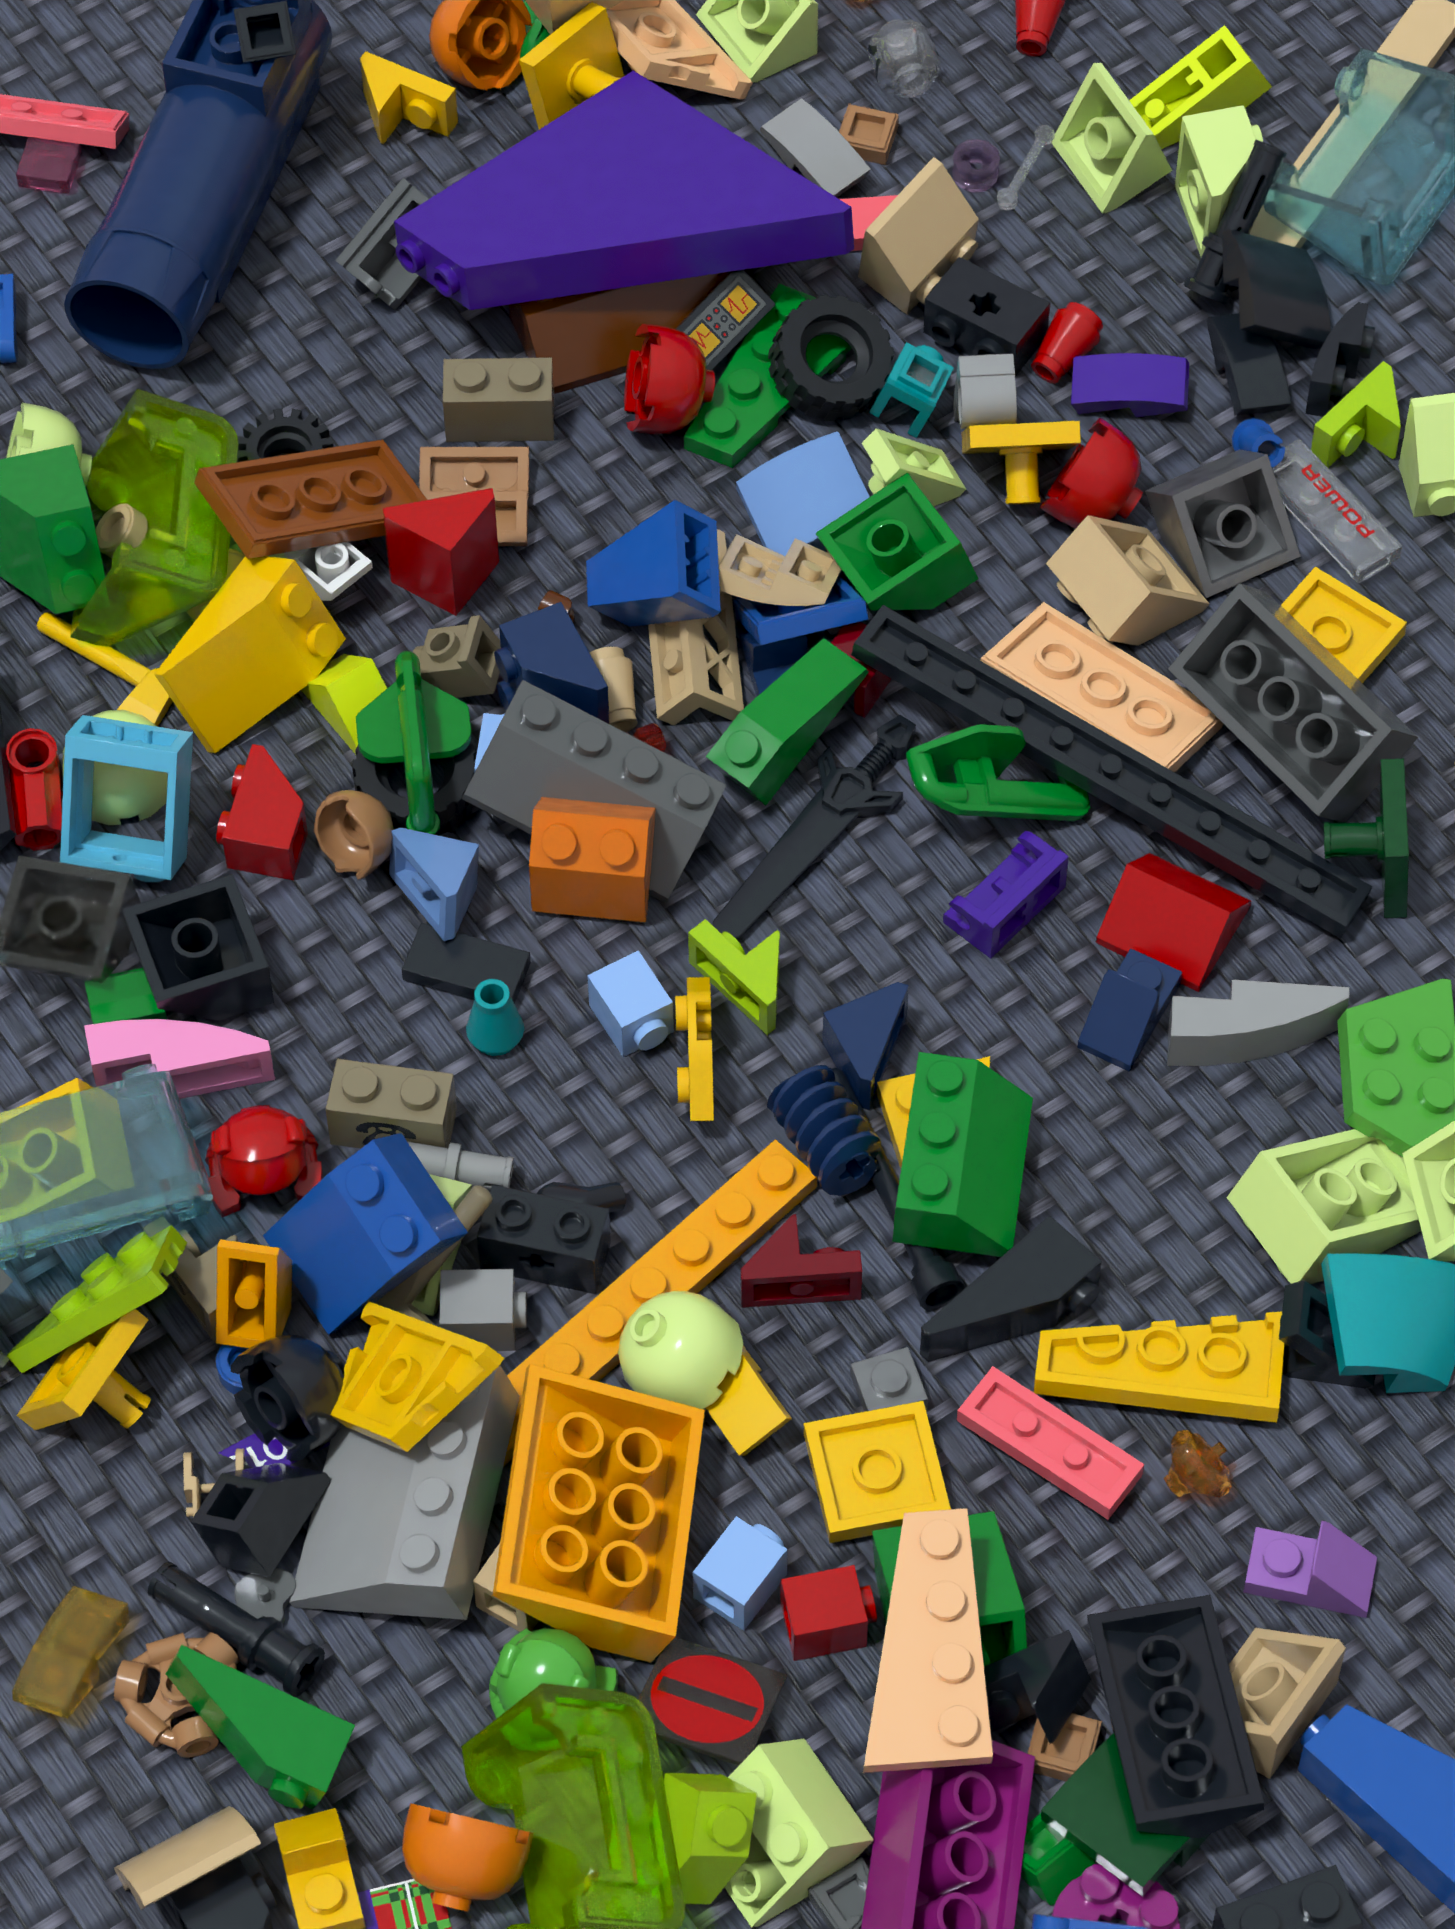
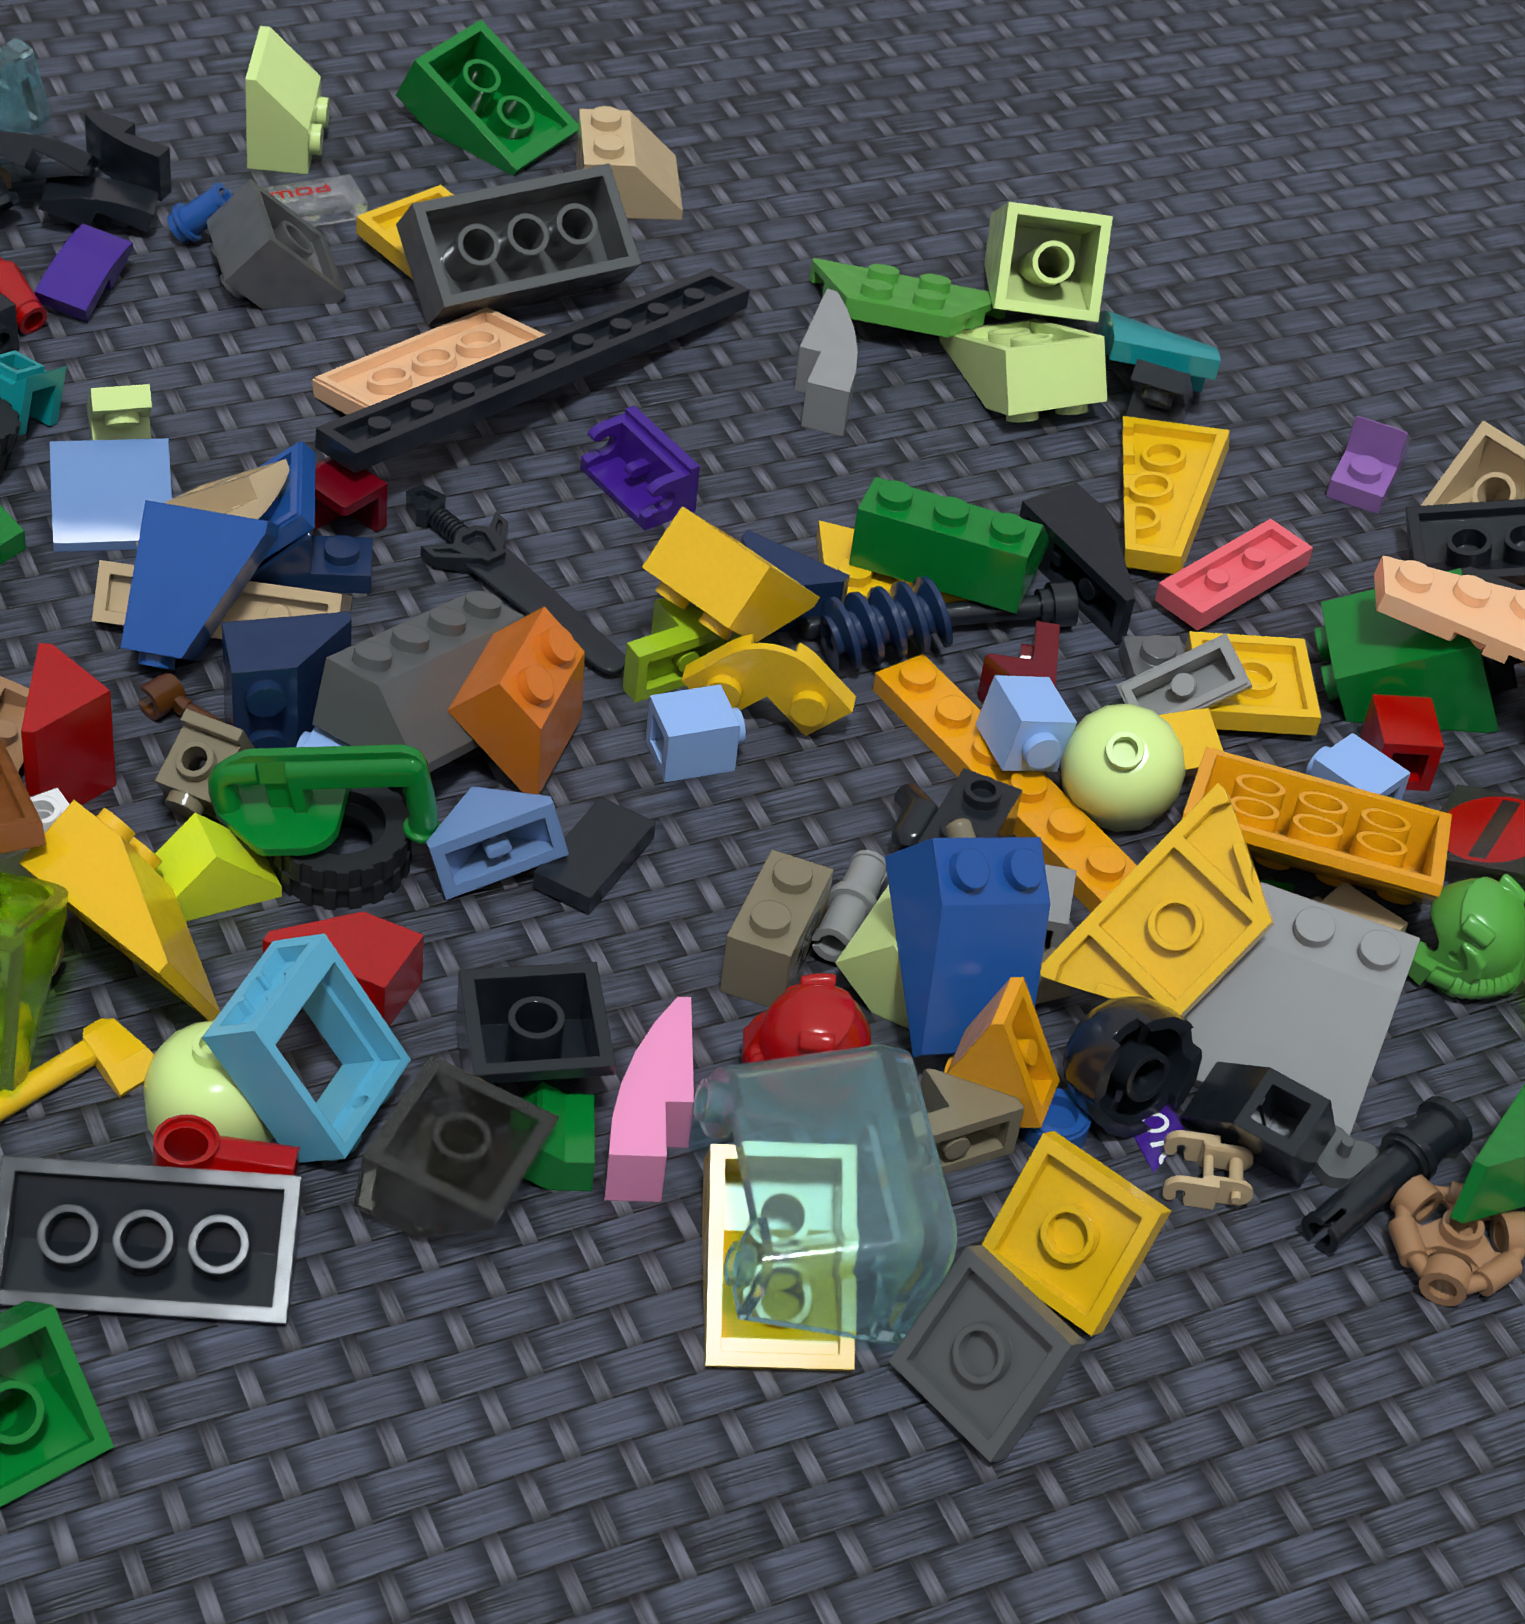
camera: 85 degrees left, 15 degrees down
(67, 1652) = (1423, 1323): clear yellow slope -> none
(108, 1292) = (1004, 1155): lime wing -> none
(354, 831) = (413, 884): medium nougat hair -> none
(494, 1020) = (683, 833): teal cone -> none
(695, 1254) = (1025, 723): none -> light blue brick
(786, 720) = (404, 541): green slope -> none
(793, 972) = (724, 580): none -> yellow slope
(827, 1401) = (1189, 680): none -> light grey slope
(898, 550) = (217, 425): green slope -> none
(963, 771) = (526, 434): green piece -> none
(985, 390) = (77, 323): light grey plate -> none
(1021, 446) = (134, 332): yellow tile -> none
(1097, 479) = (191, 305): red cylinder -> none
(1124, 581) = (320, 321): tan slope -> none
(1128, 1009) = (788, 431): dark blue slope -> none
(1172, 917) = (701, 388): red slope -> none
(1197, 1466) = (1272, 494): clear orange piece -> none
(1363, 414) = (201, 150): lime slope -> none
(1384, 838) = (681, 227): dark green tile -> none

